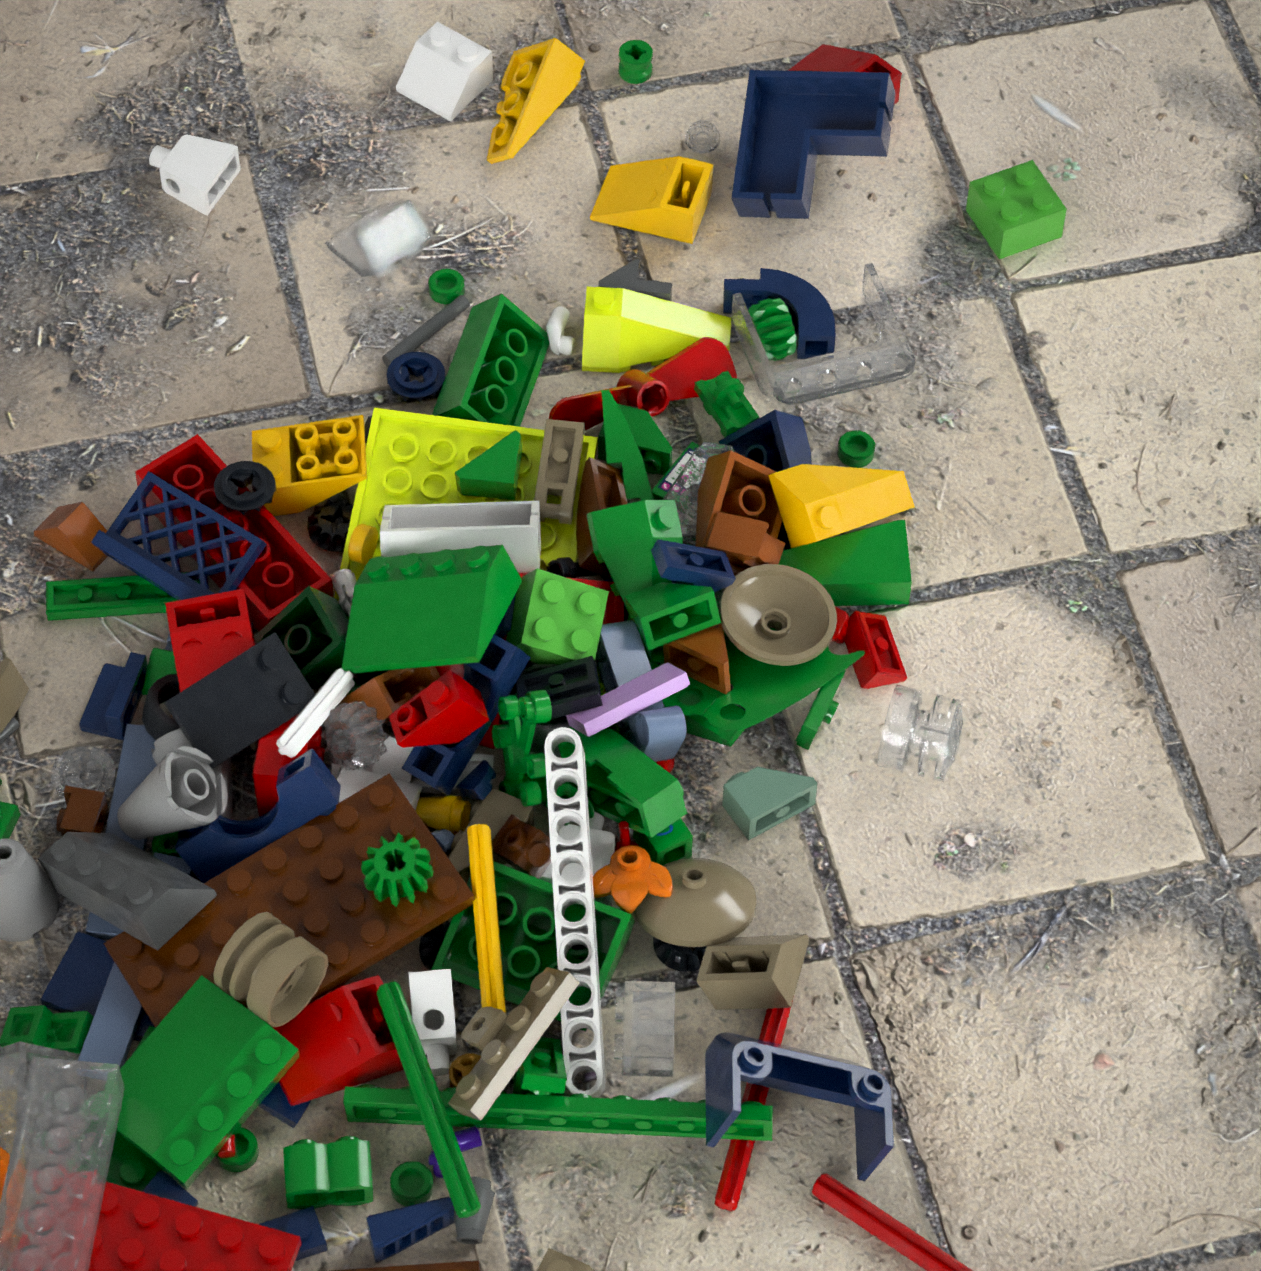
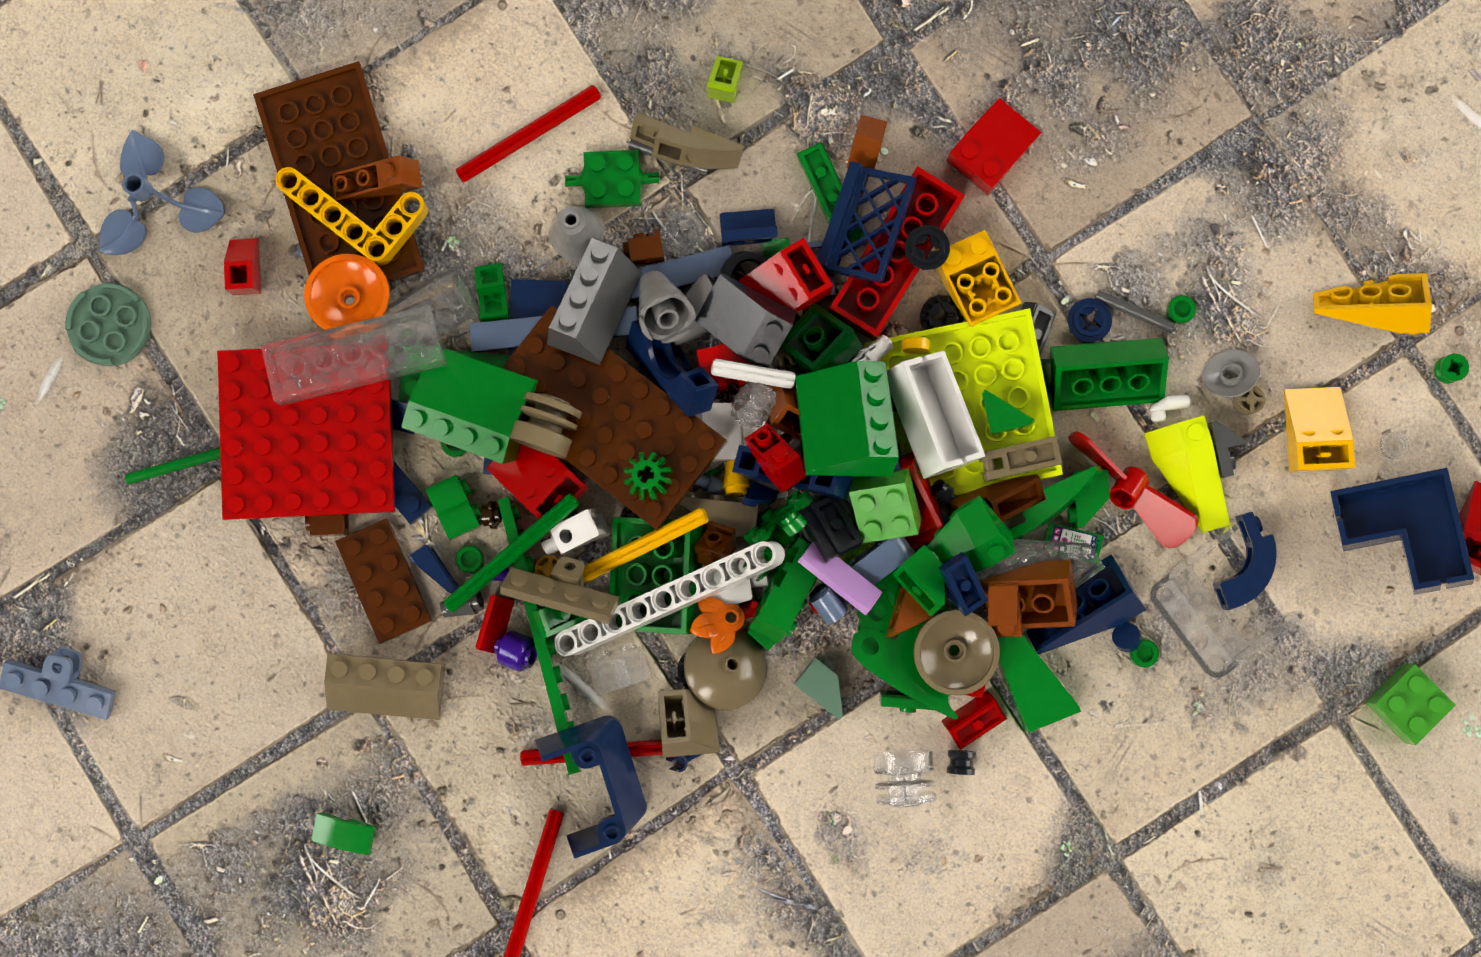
camera: 70 degrees right, 30 degrees up
(152, 408) = (993, 146): none -> red slope
(196, 170) = (1215, 88): white torso -> none
(361, 1125) = (491, 515): none -> dark brown plate
(380, 239) = (1202, 245): clear slope -> none
(445, 71) = (1382, 230): white slope -> none
(516, 1180) = (494, 622): none -> red slope
(547, 255) = (1230, 365): none -> light grey dish
(568, 1157) = (515, 651): none -> dark purple head
(585, 243) = (1255, 400): none -> dark tan wheel
(726, 402) = (1142, 550): green hips -> none
(774, 328) = (1221, 561): green gear -> none
(804, 1000) = (682, 762): none -> dark blue hand
(829, 452) = (1127, 637): none -> dark blue tile
(836, 499) = (1072, 659): yellow wedge -> none
(924, 674) = (961, 762): none -> black wheel

